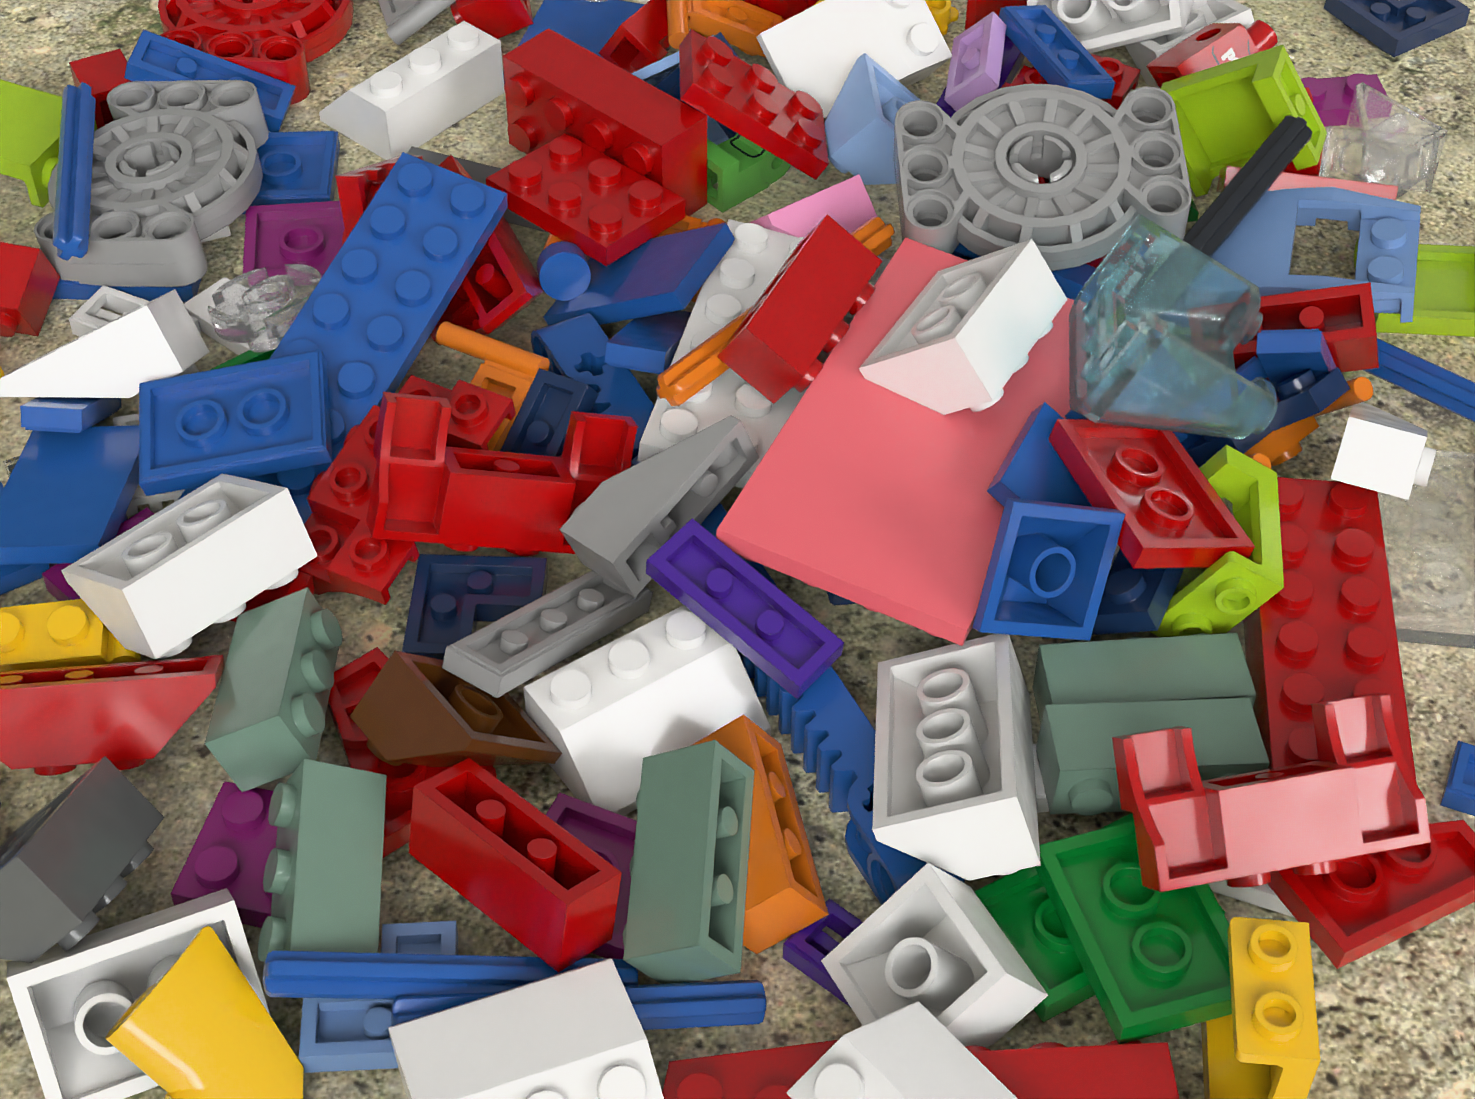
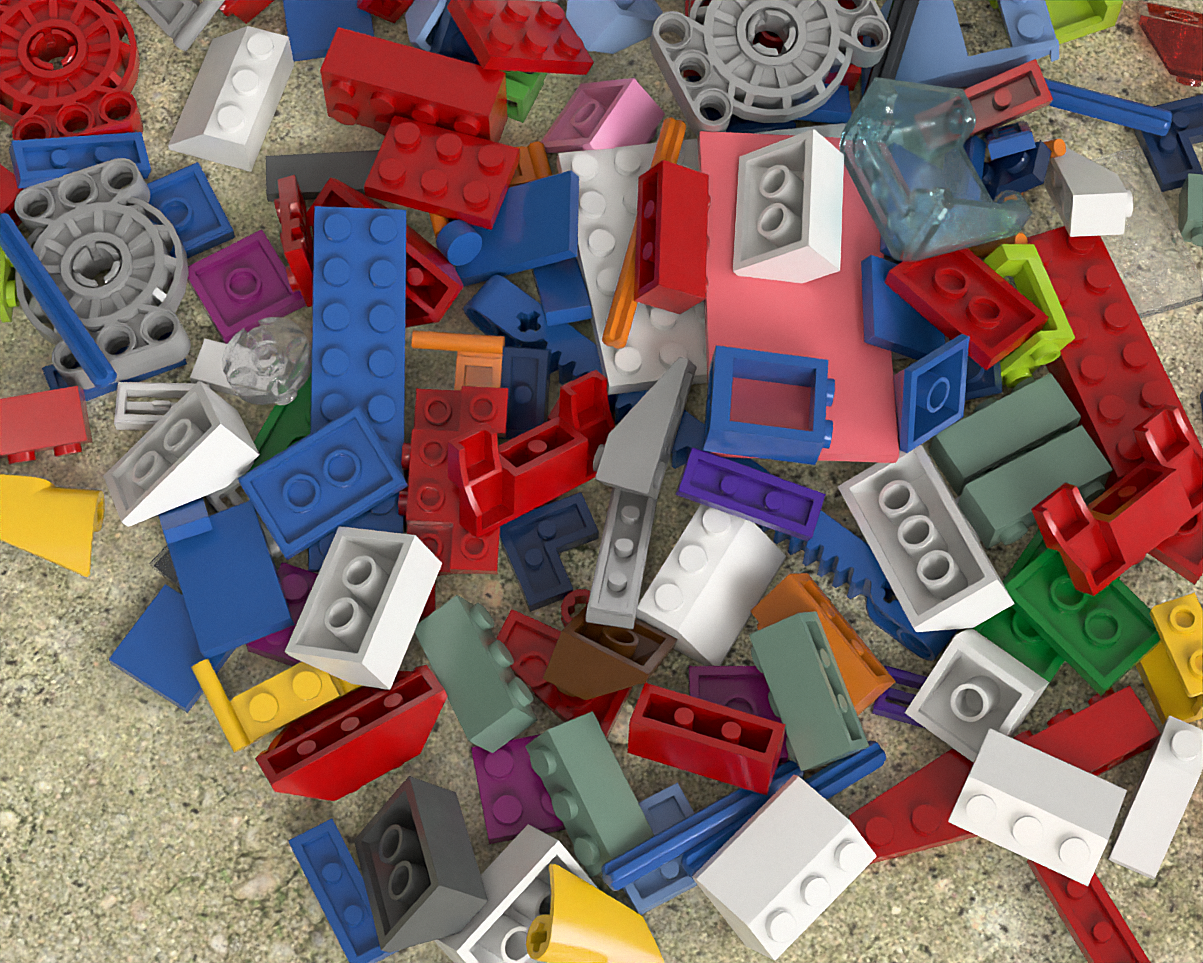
camera: 25 degrees left, 20 degrees up
(791, 536) = (762, 440): none -> blue window

